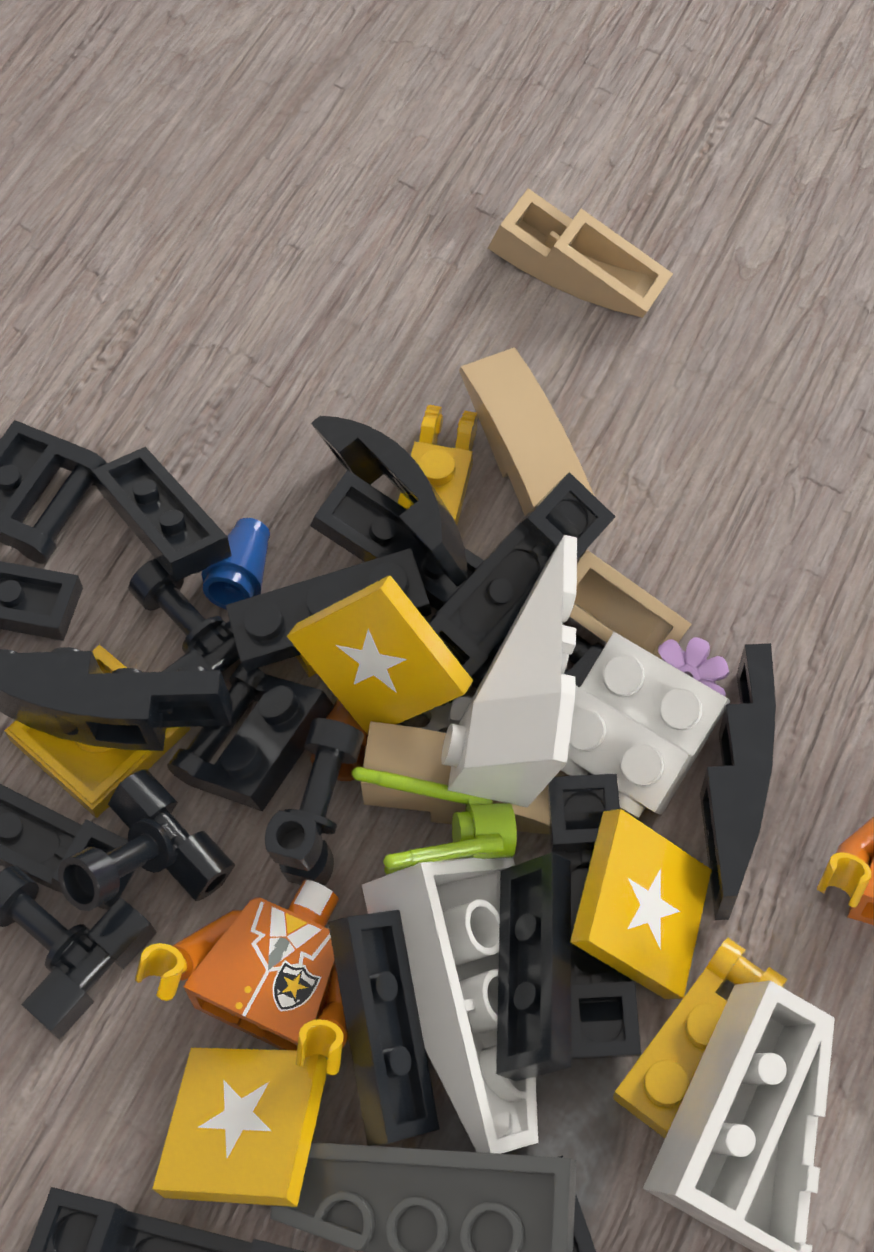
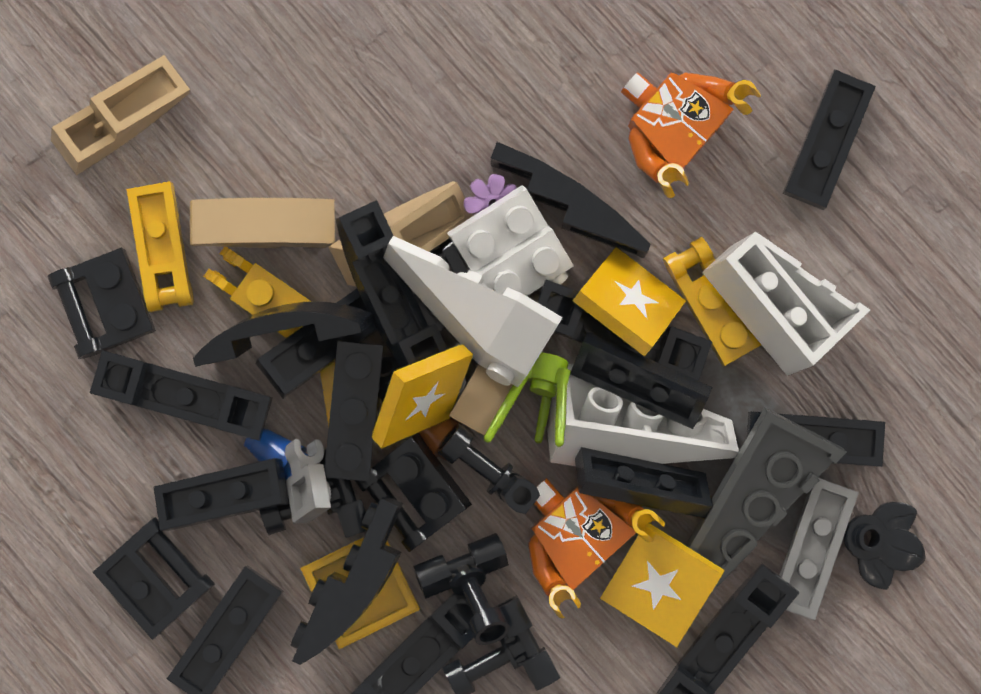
camera: 70 degrees left, 25 degrees up
(200, 593) = (307, 487): none -> light grey plate
(270, 431) = (181, 395): none -> black slope
(360, 336) = (116, 299): none -> black plate
(440, 349) = (159, 245): none -> yellow plate

